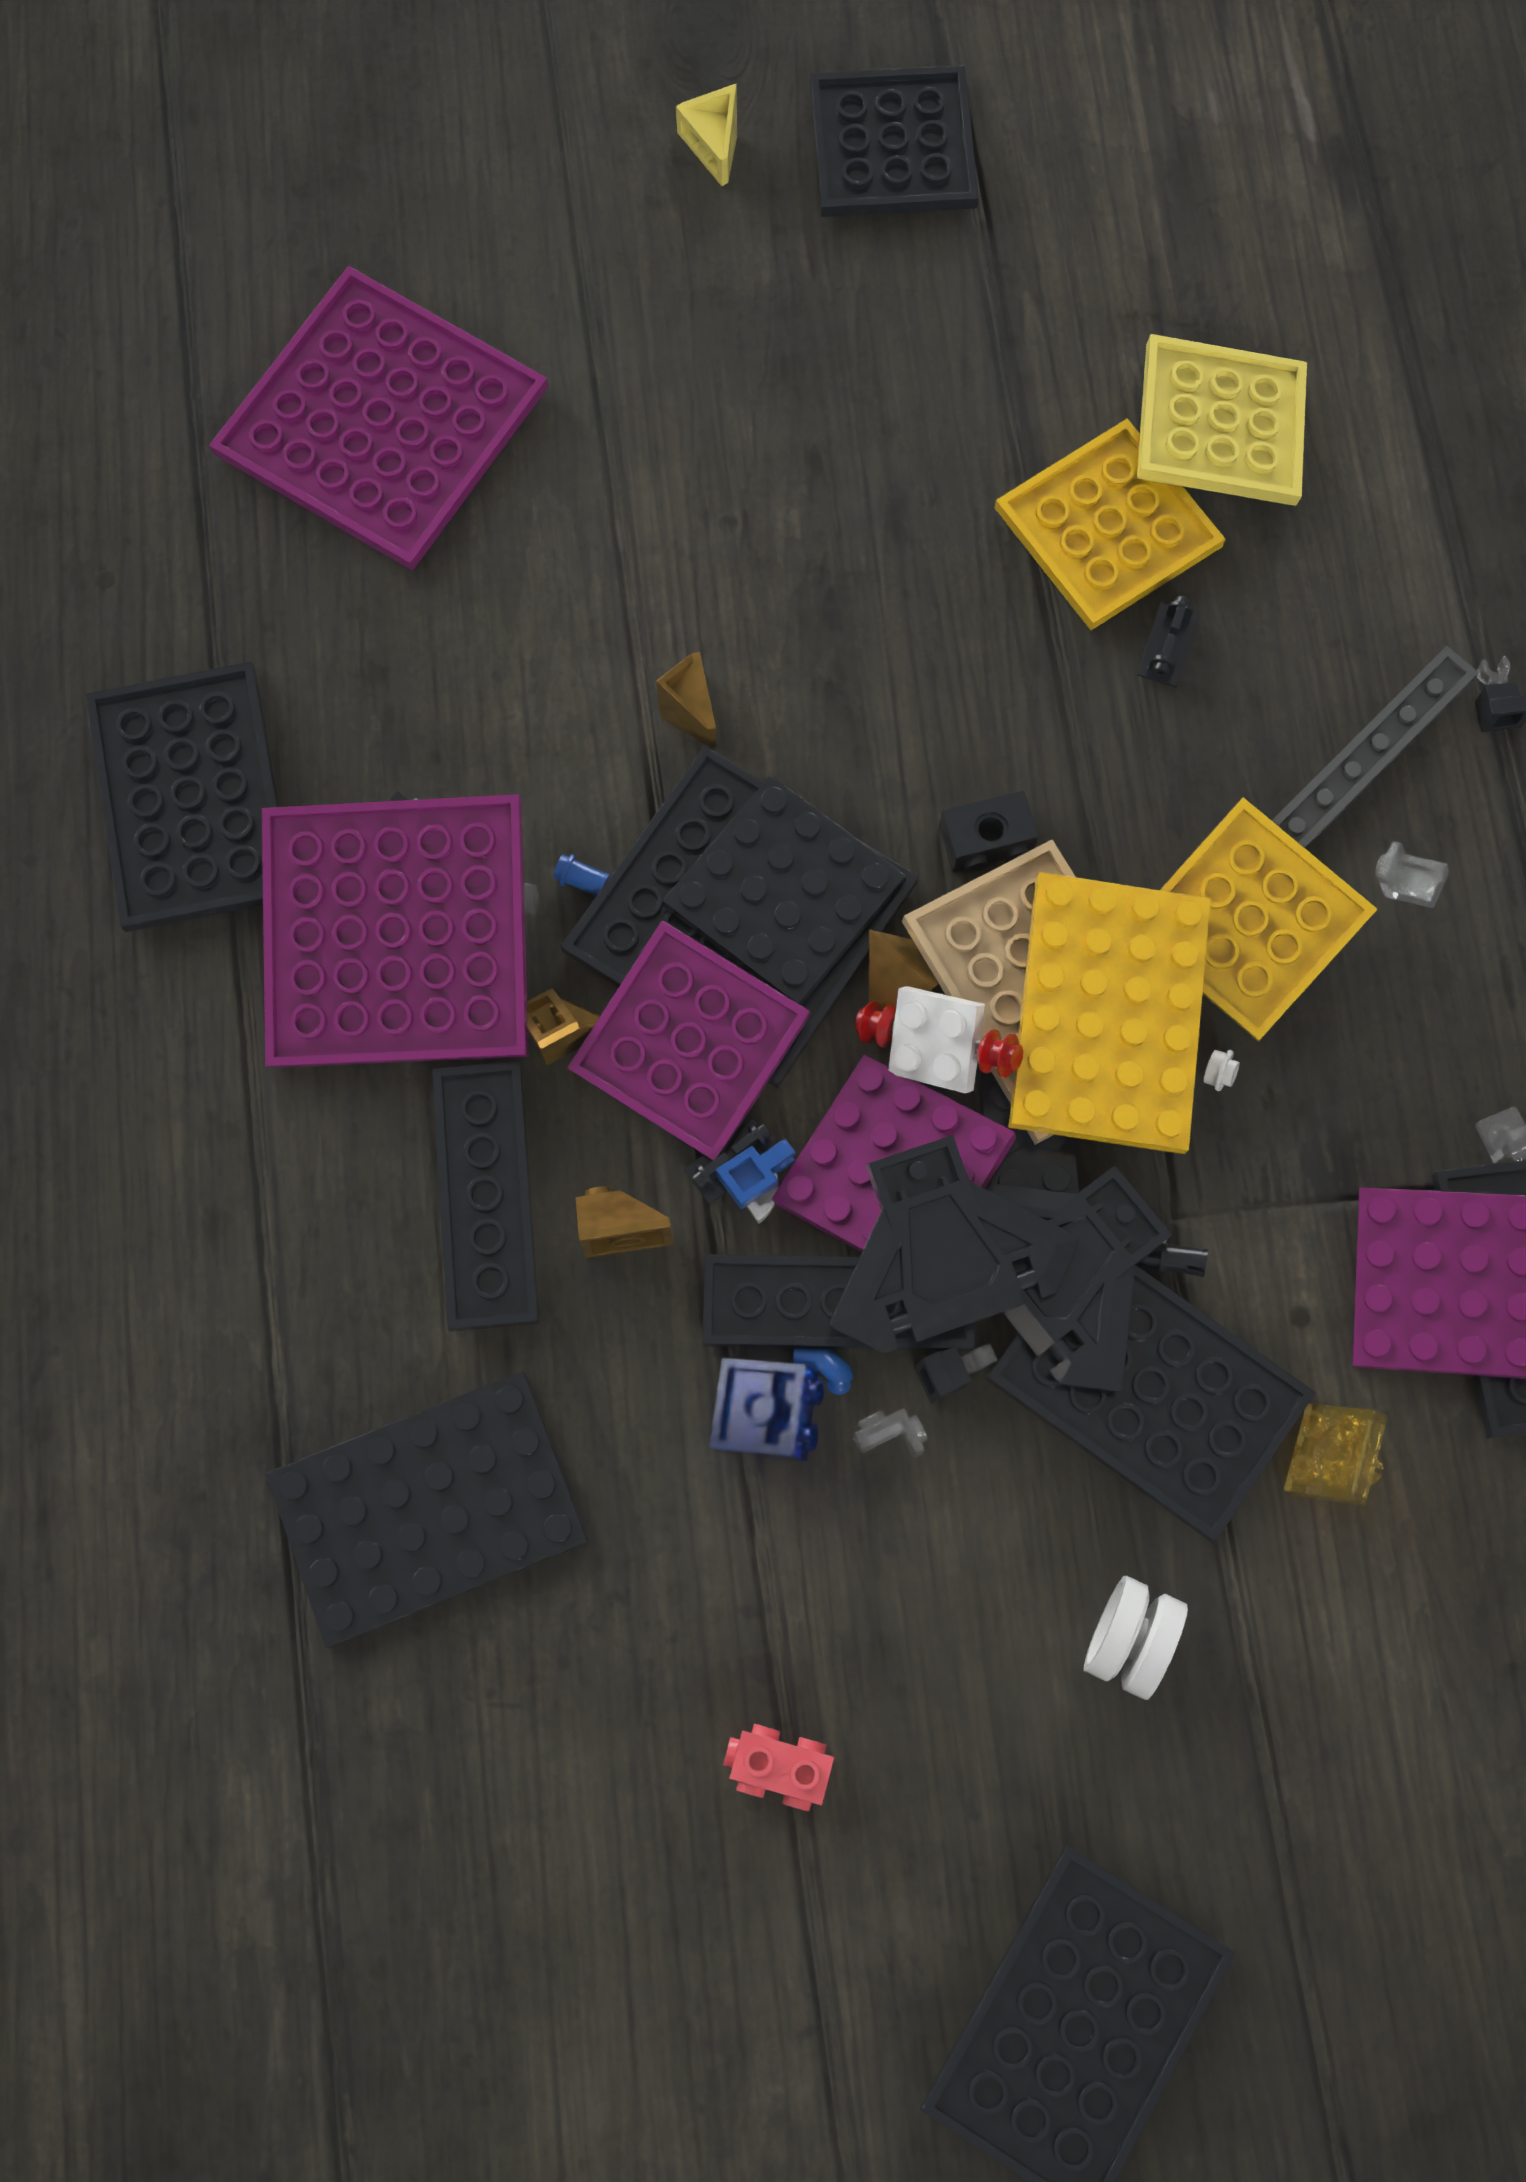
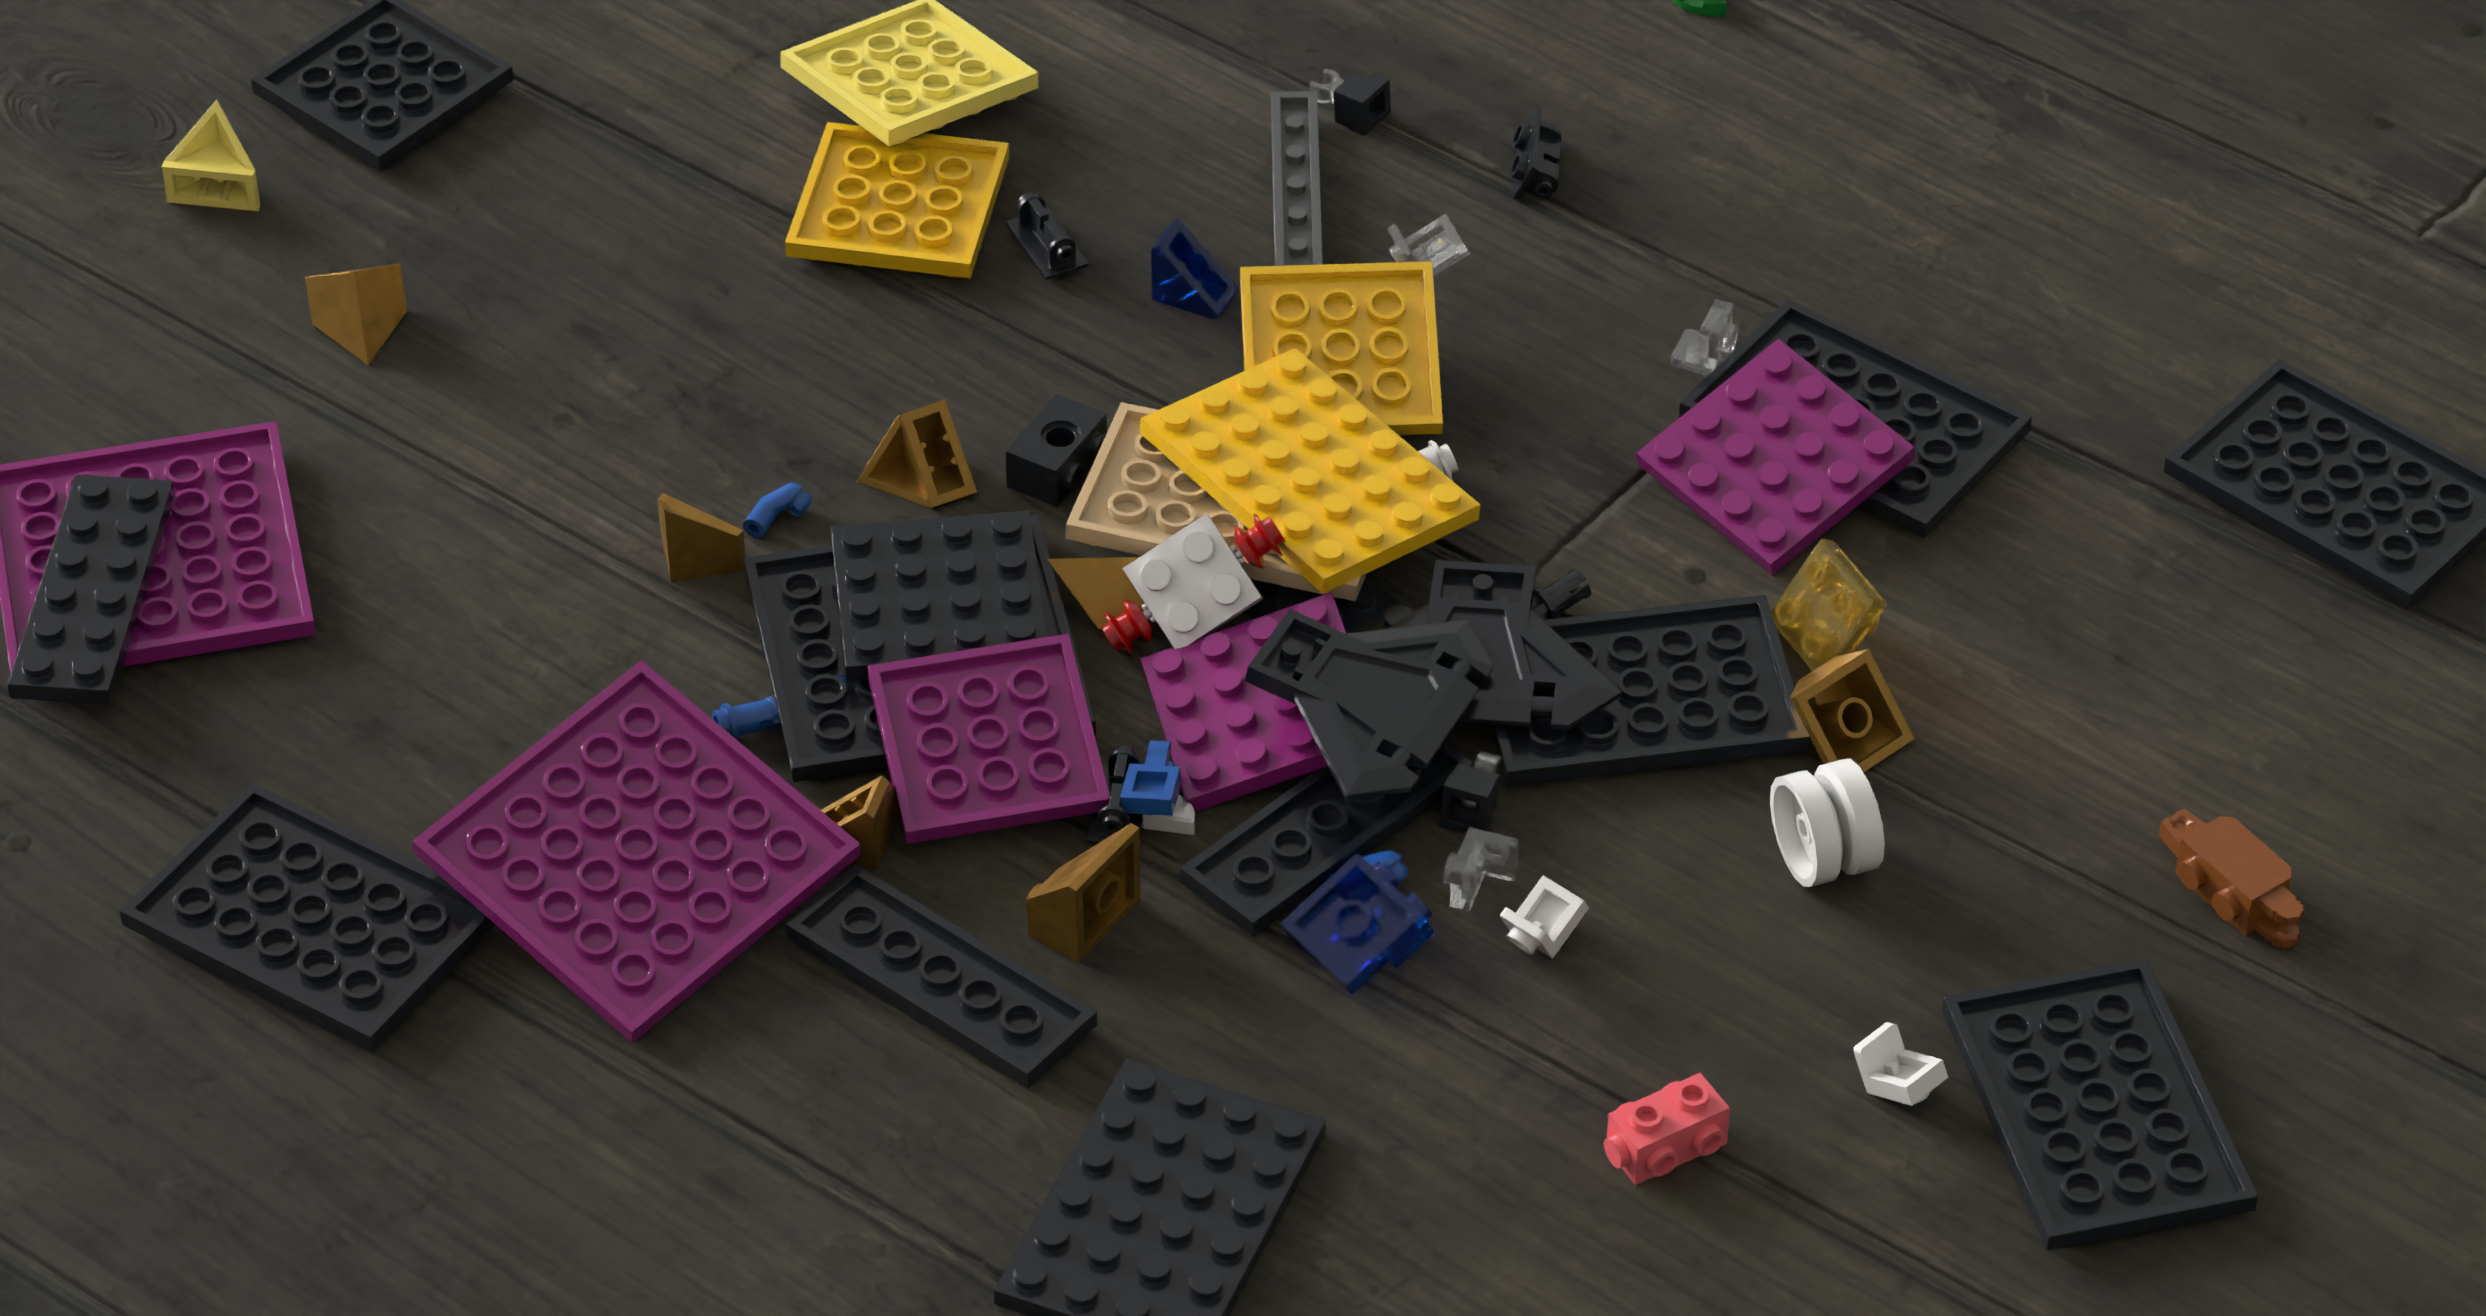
camera: 45 degrees left, 30 degrees down
(308, 423) = (91, 590): none -> black plate
(692, 324) = (358, 307): none -> pearl gold slope
(776, 713) = (772, 504): none -> blue arm
(884, 1518) = (1544, 918): none -> white bracket
(895, 765) = (921, 459): none -> pearl gold slope
(976, 1872) = (1896, 1072): none -> white bracket
(1231, 756) = (1187, 274): none -> clear blue slope
(1259, 1547) = (1851, 711): none -> pearl gold slope
(1377, 1942) = (2235, 875): none -> dark orange hinge

